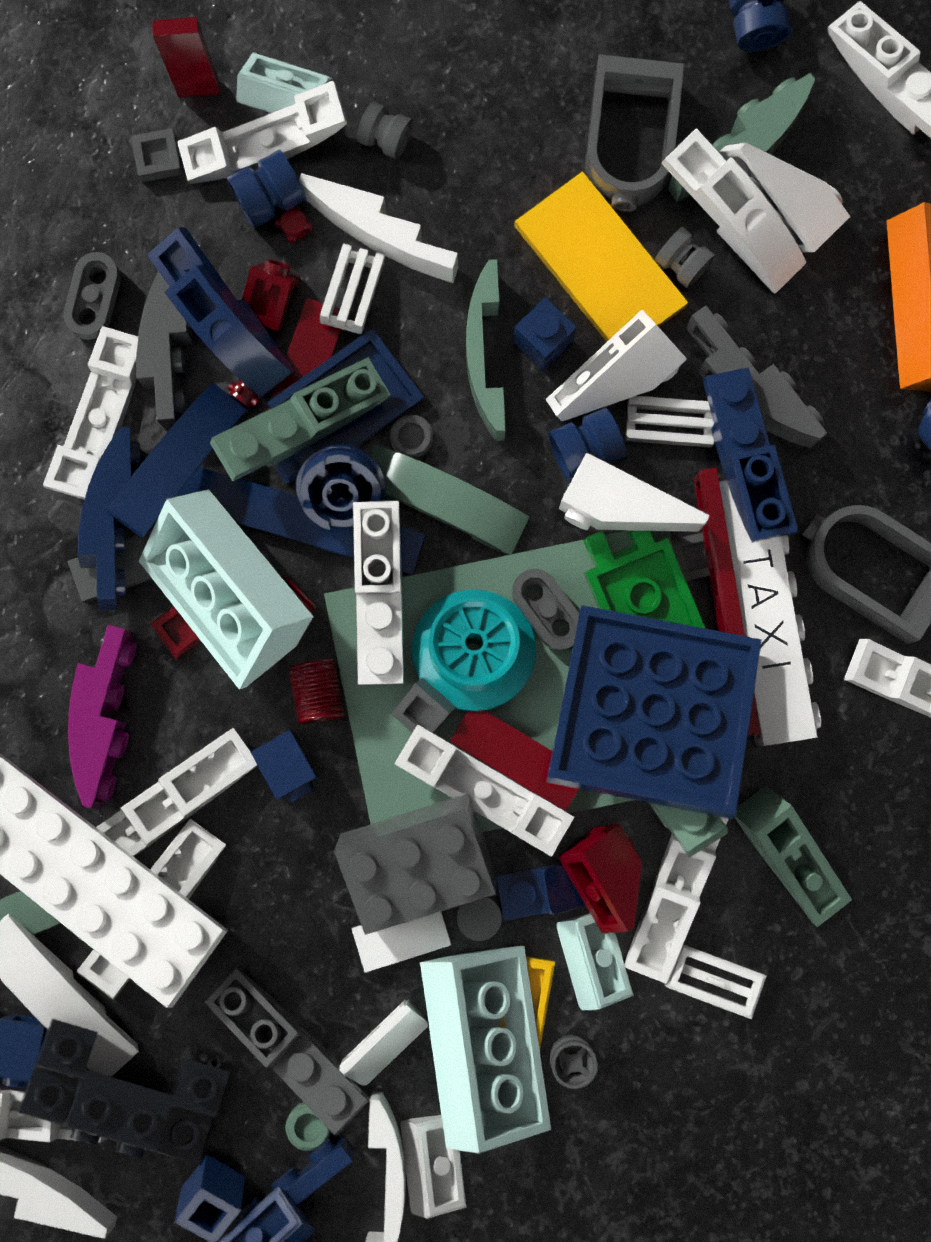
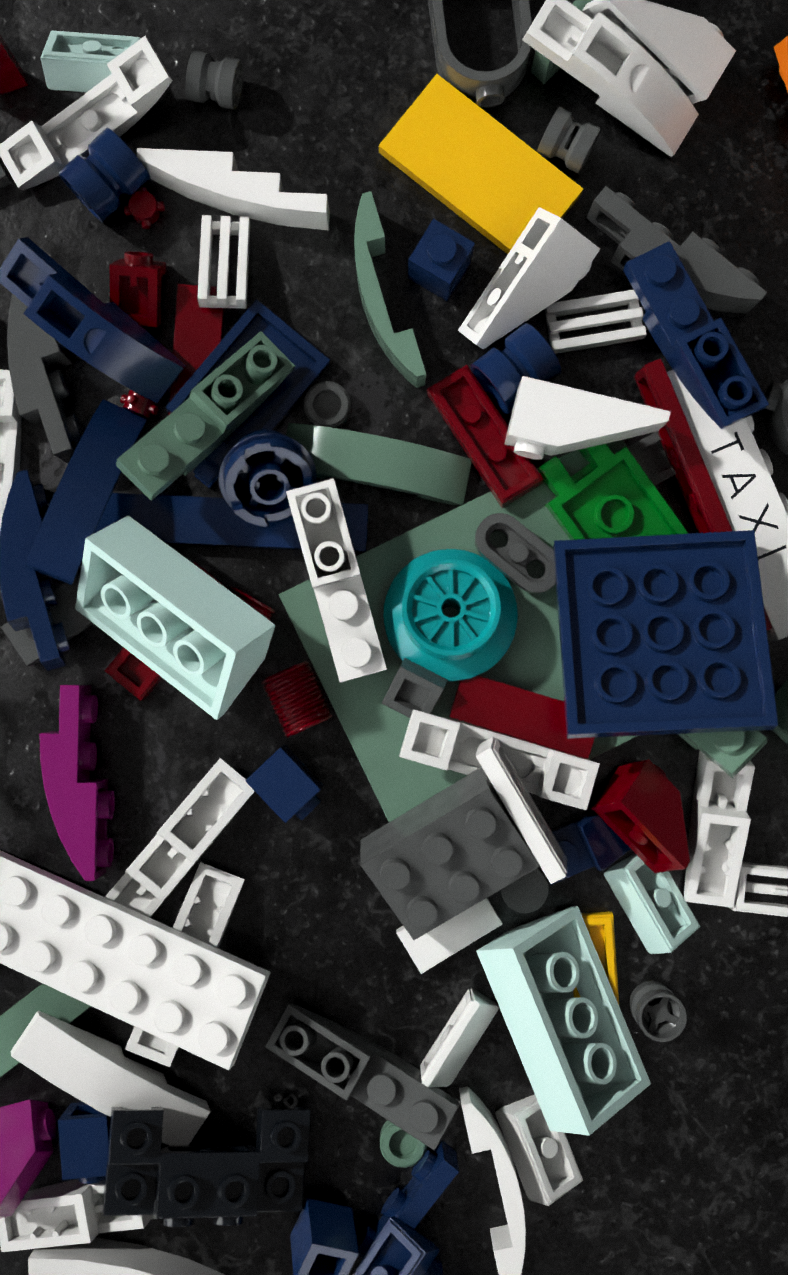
camera: 10 degrees left, 5 degrees up
(493, 840) = (522, 809): none -> white tile
(541, 494) = (482, 436): none -> dark red tile

